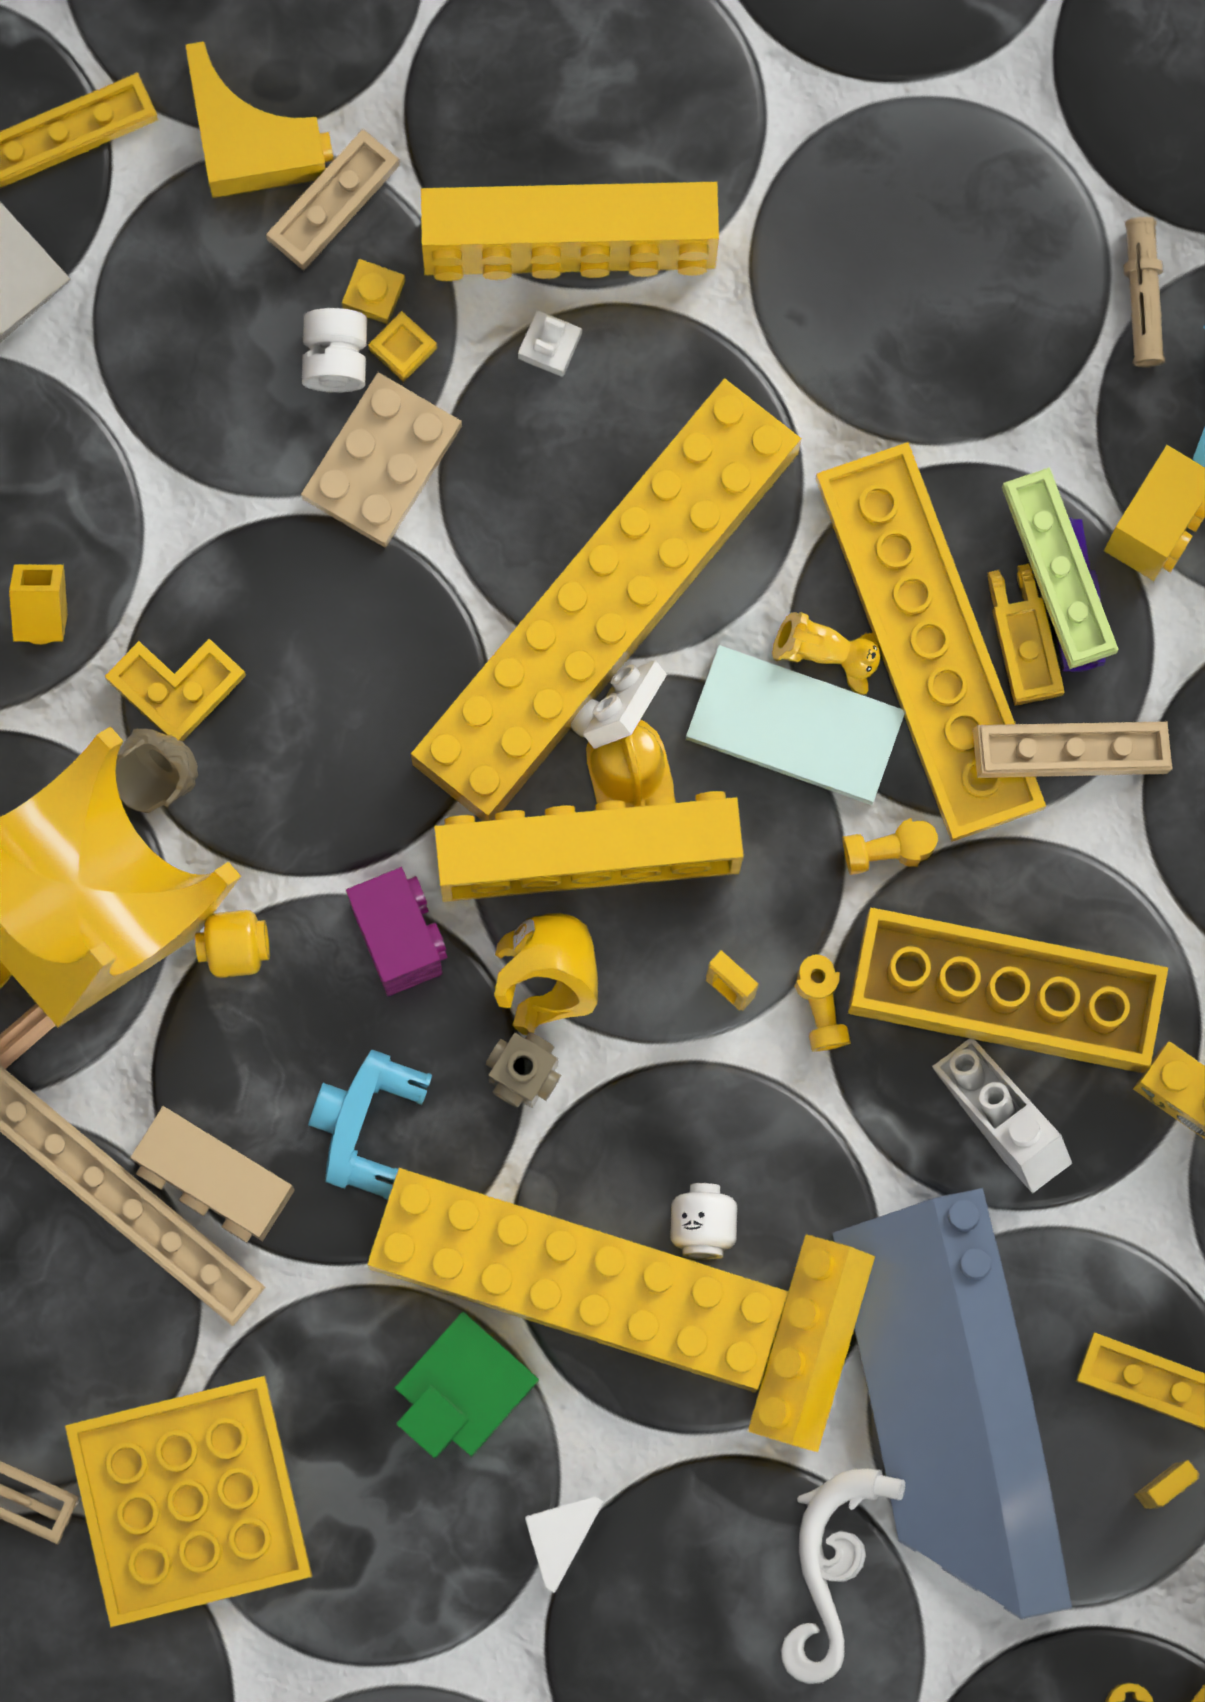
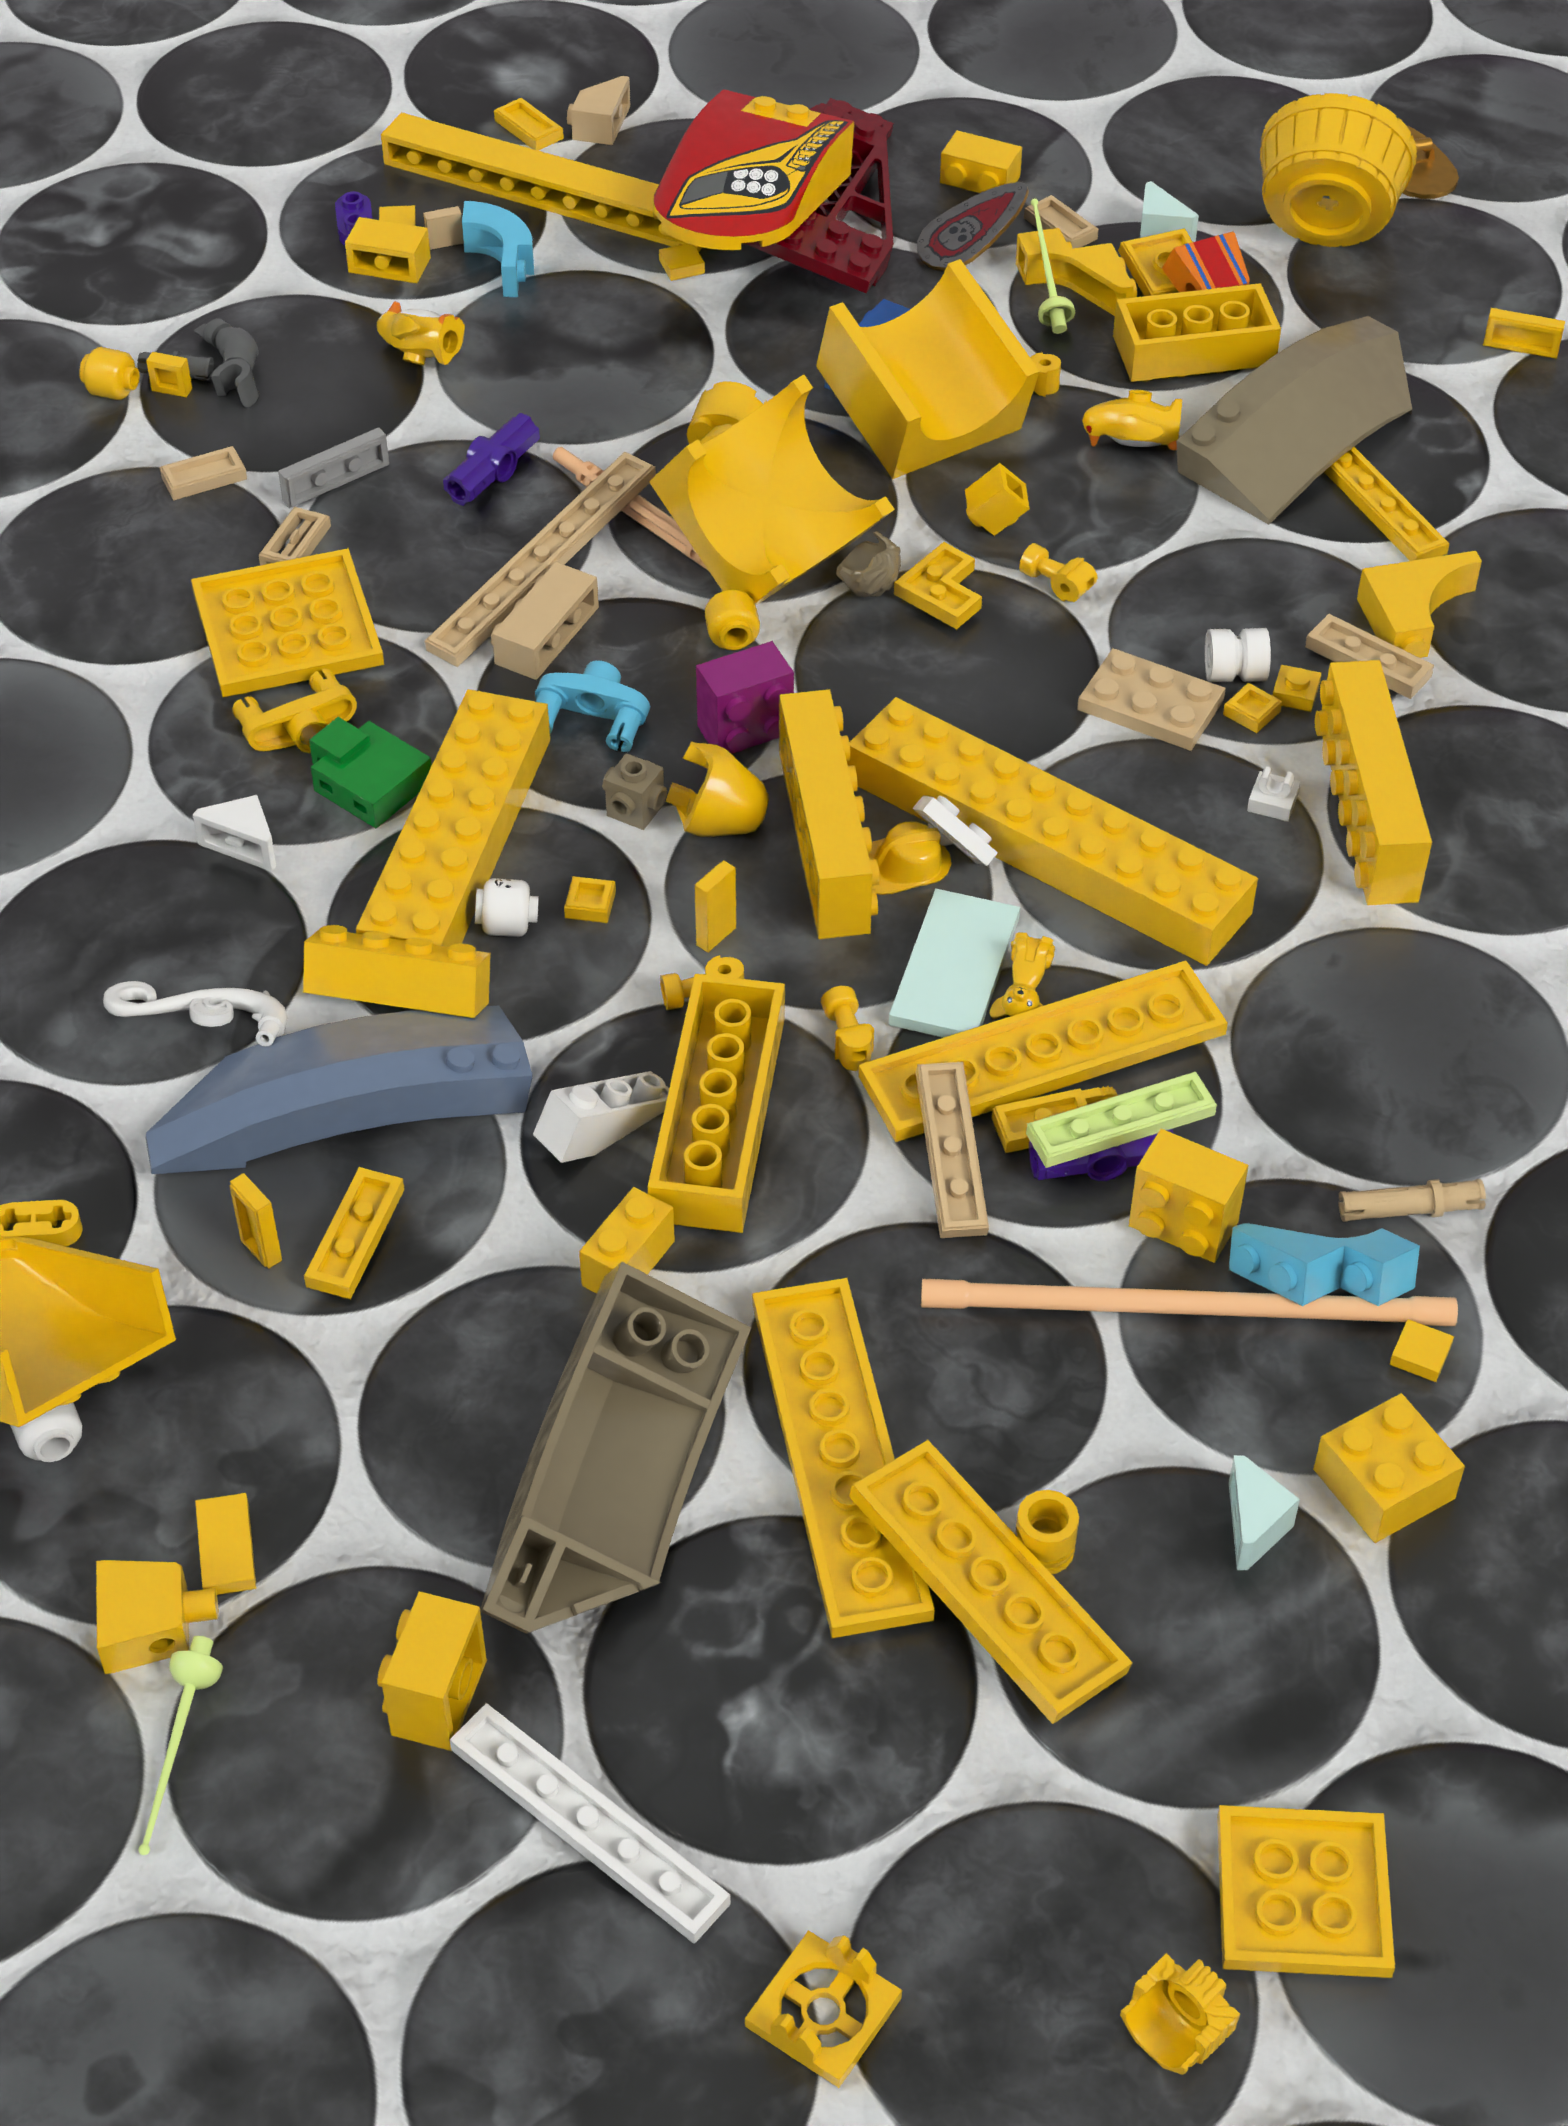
camera: 90 degrees right, 30 degrees down
(176, 531) = (1067, 580): none -> yellow leg
(378, 1471) = (297, 720): none -> yellow connector
(674, 1128) = (590, 899): none -> yellow tile

